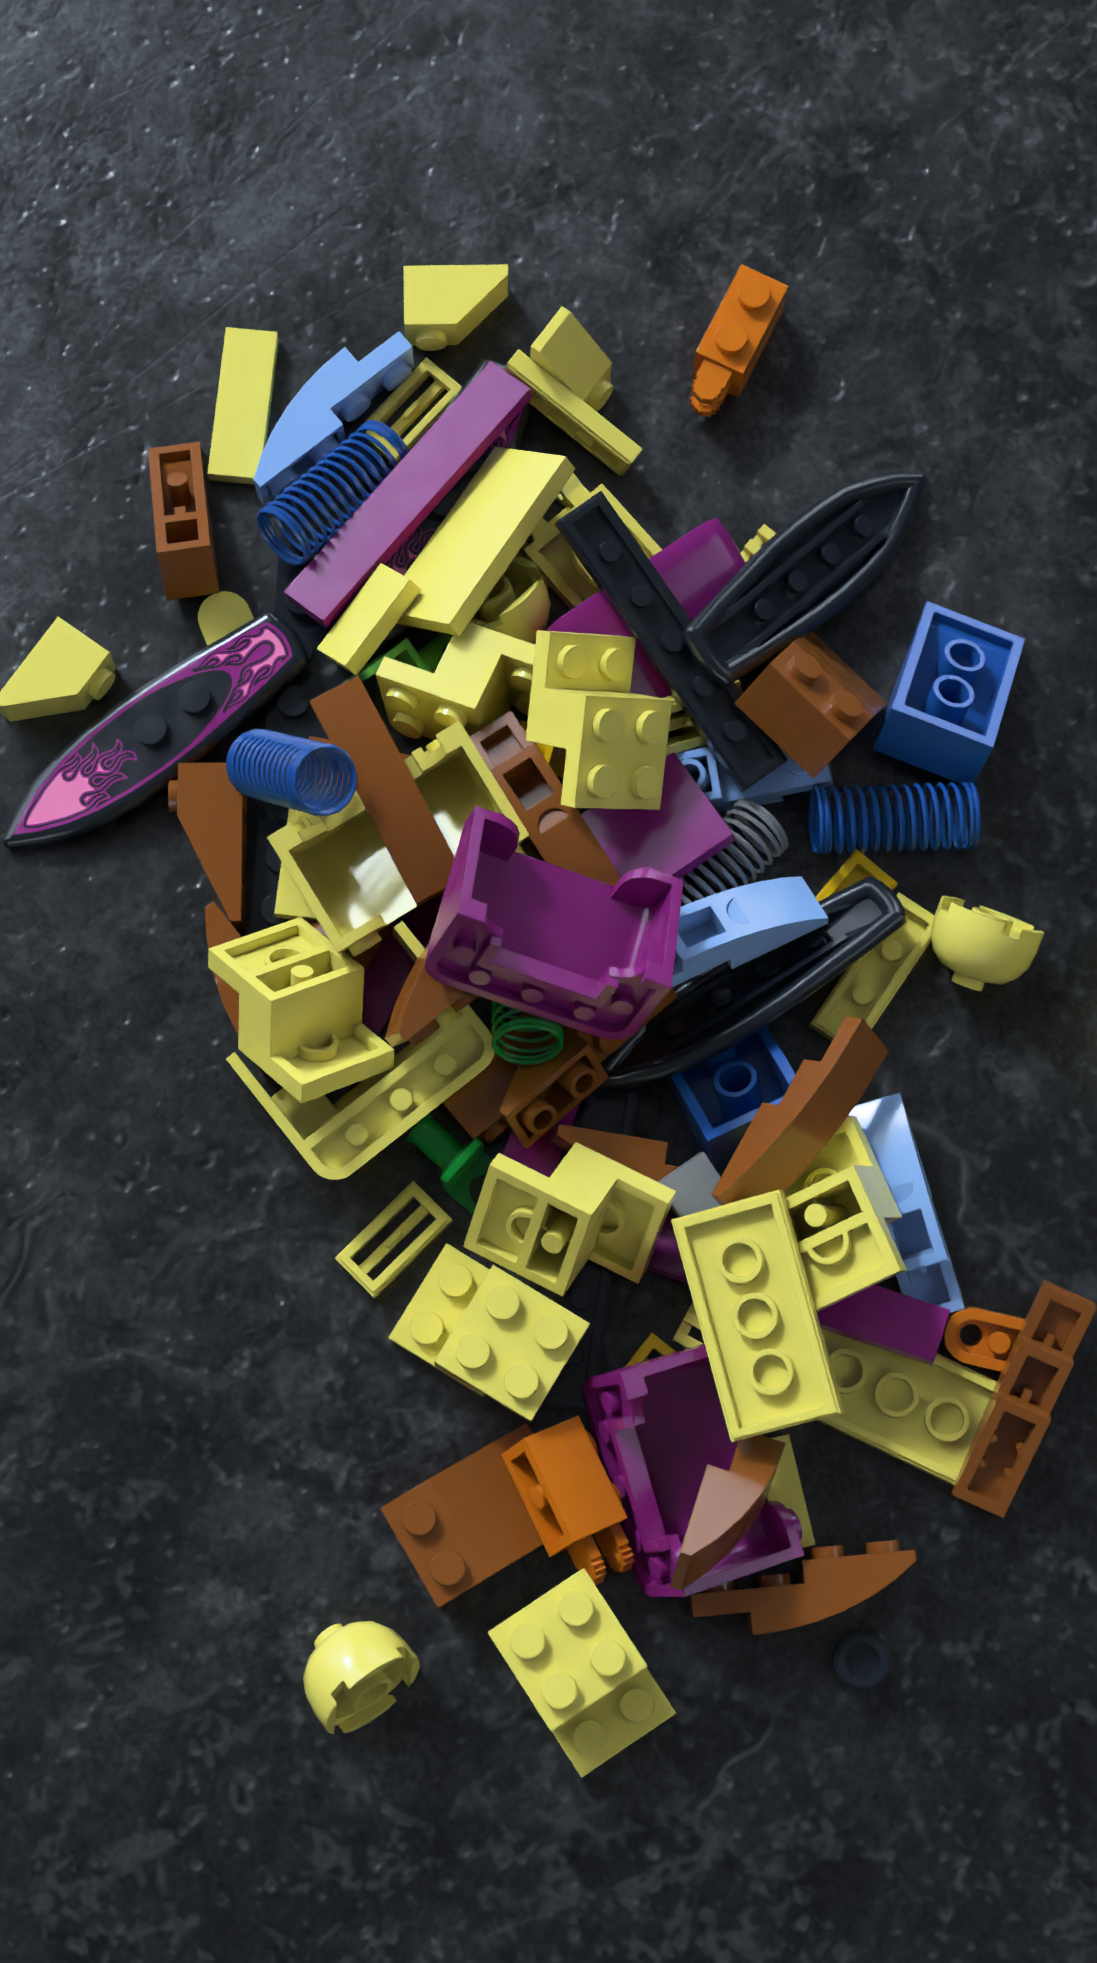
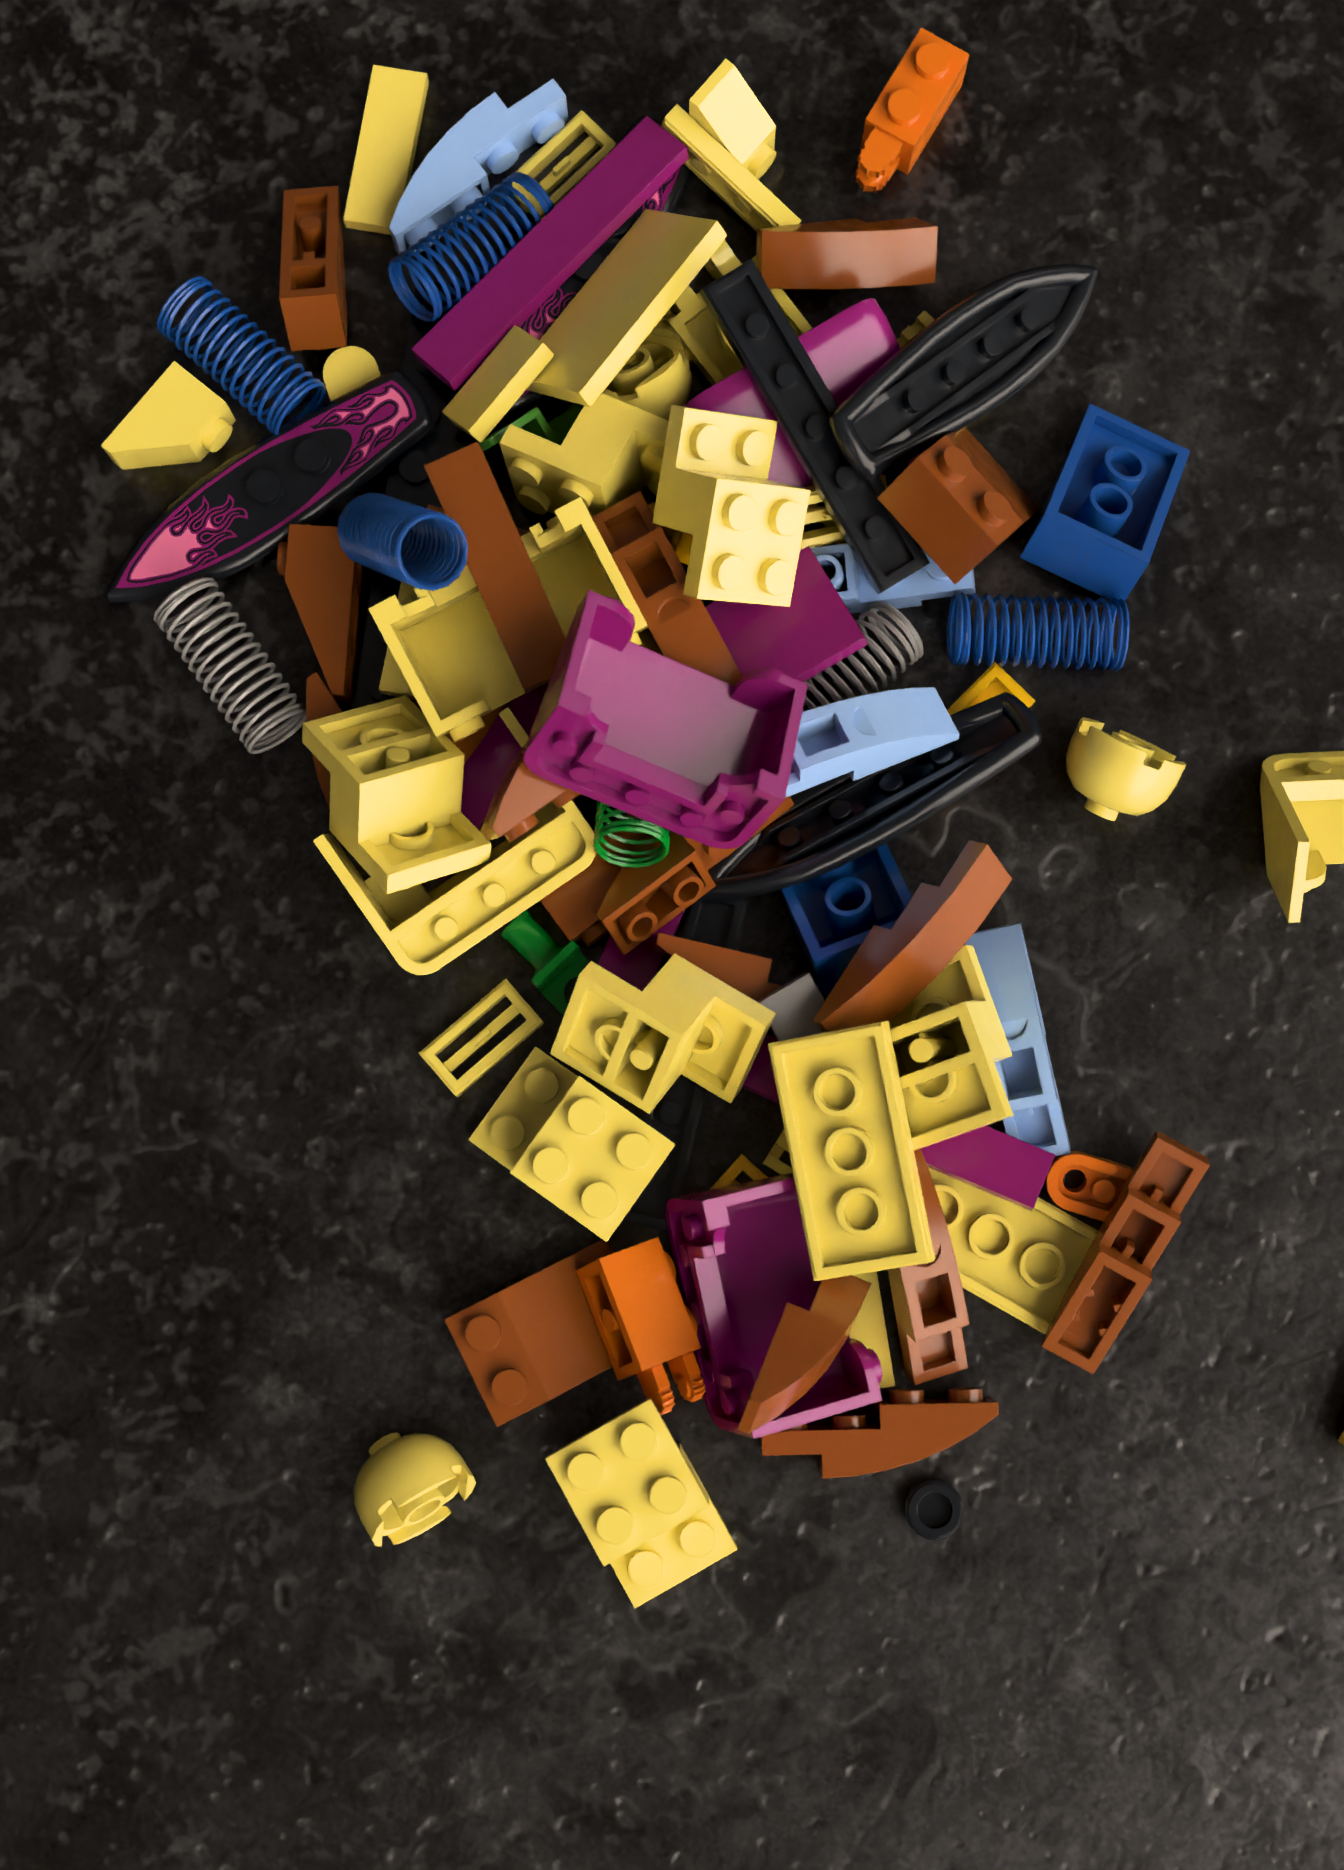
camera: 10 degrees right, 5 degrees up
(53, 566) = (290, 394): none -> blue piece
(166, 962) = (196, 614): none -> light grey piece
(449, 301) = (610, 51): light yellow slope -> none
(689, 477) = (848, 254): none -> dark orange slope
(842, 1456) = (930, 1299): none -> dark orange slope
(877, 976) = (1004, 800): light yellow tile -> none

